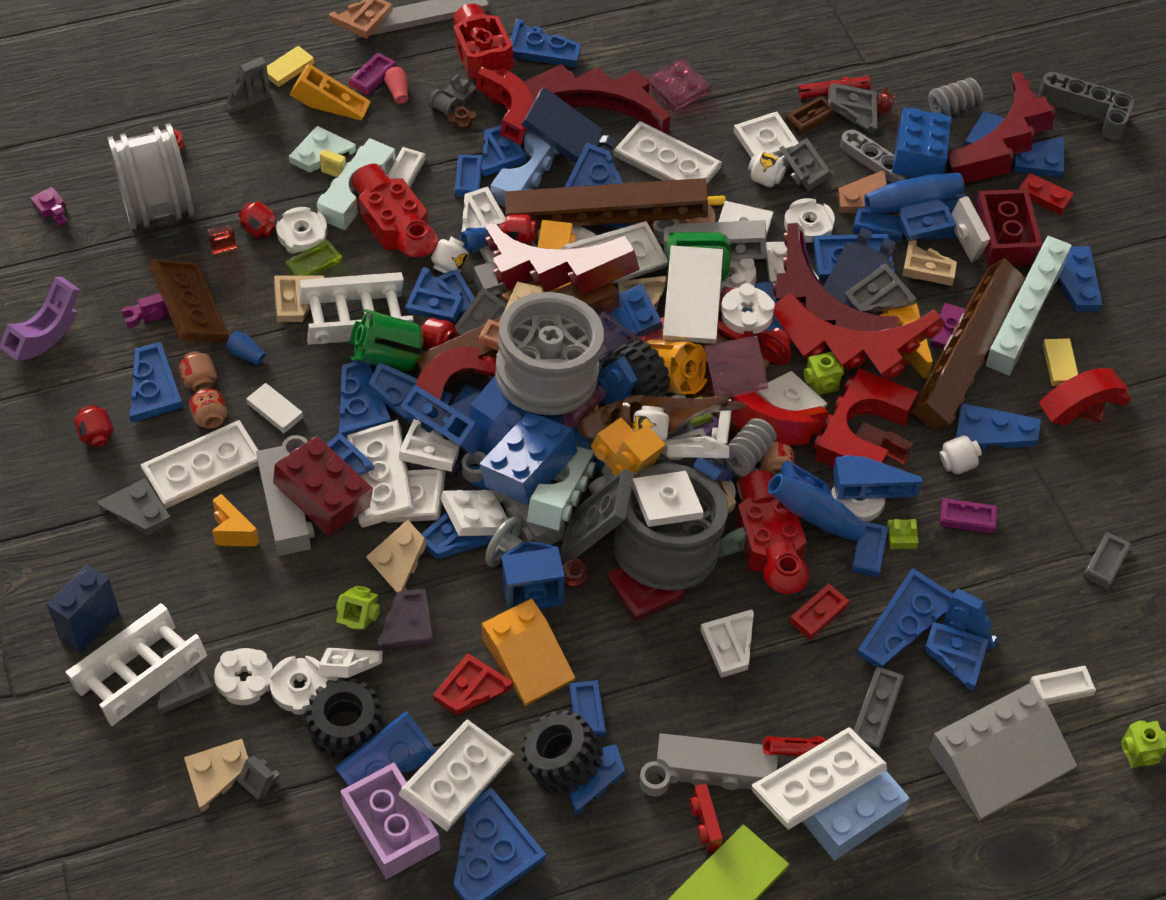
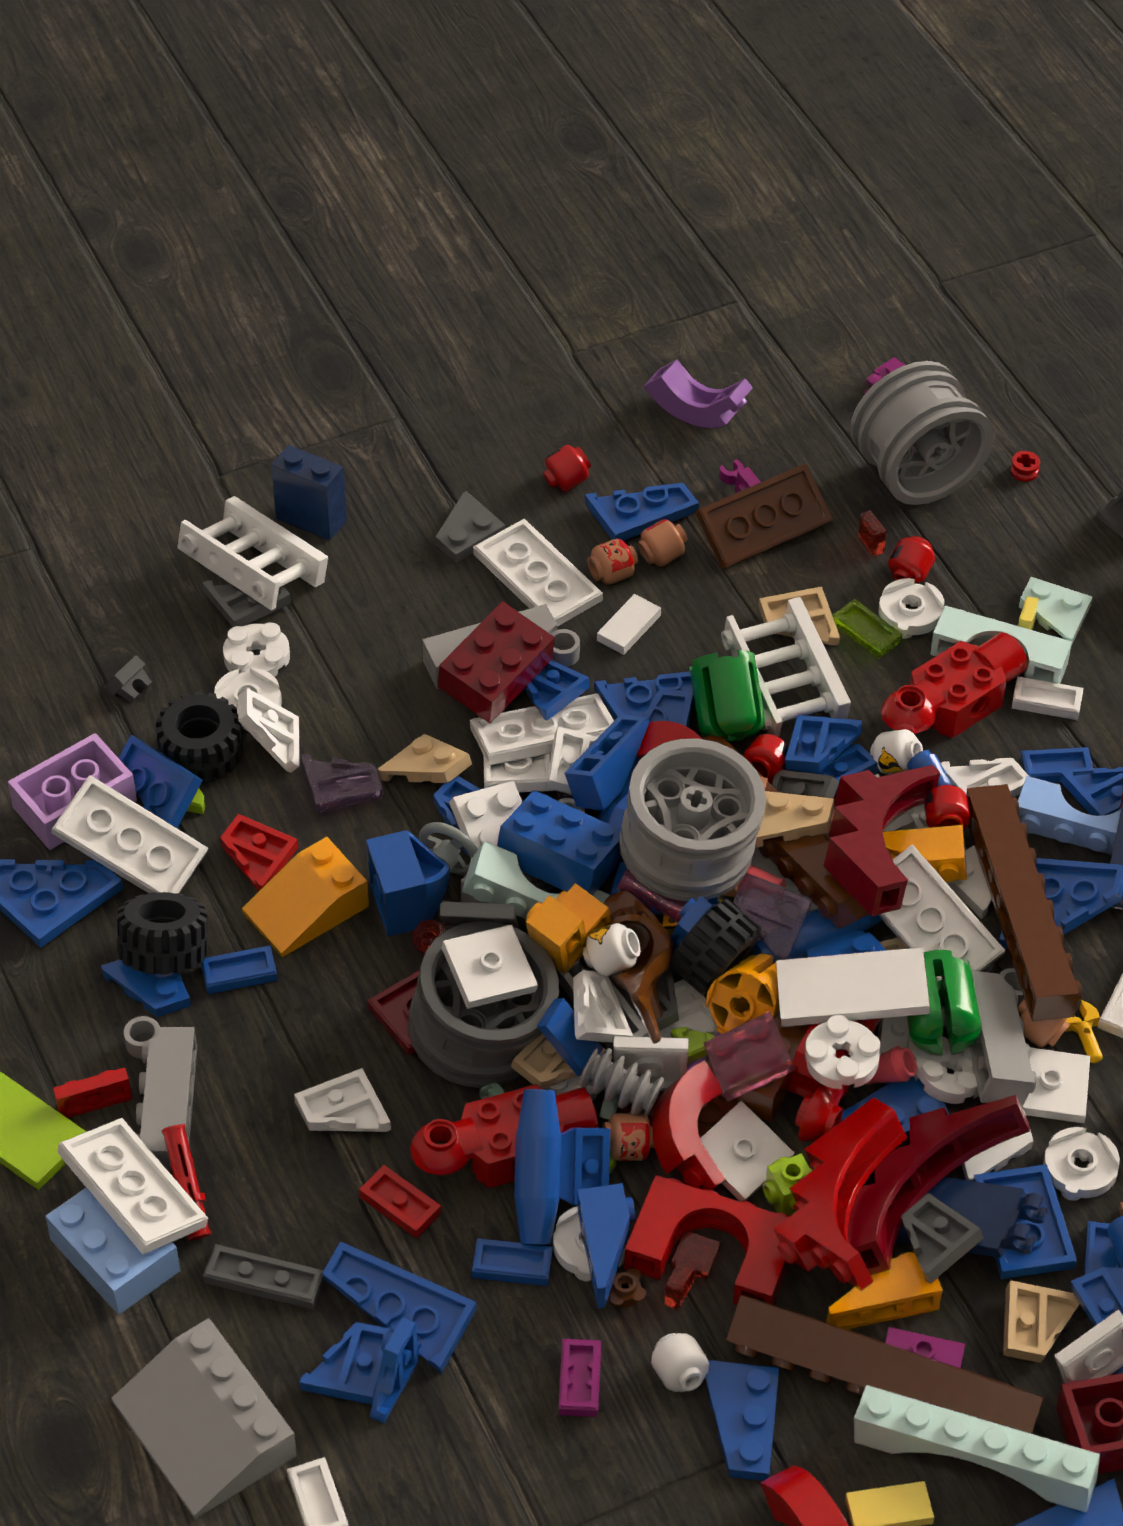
camera: 85 degrees right, 5 degrees down
(215, 770) = (138, 639): tan wing -> none
(233, 527) = (452, 609): light orange slope -> none
(245, 348) = (709, 580): blue cone -> none
(350, 611) = (344, 728): lime brick -> none
(902, 534) = (541, 1298): lime tile -> none

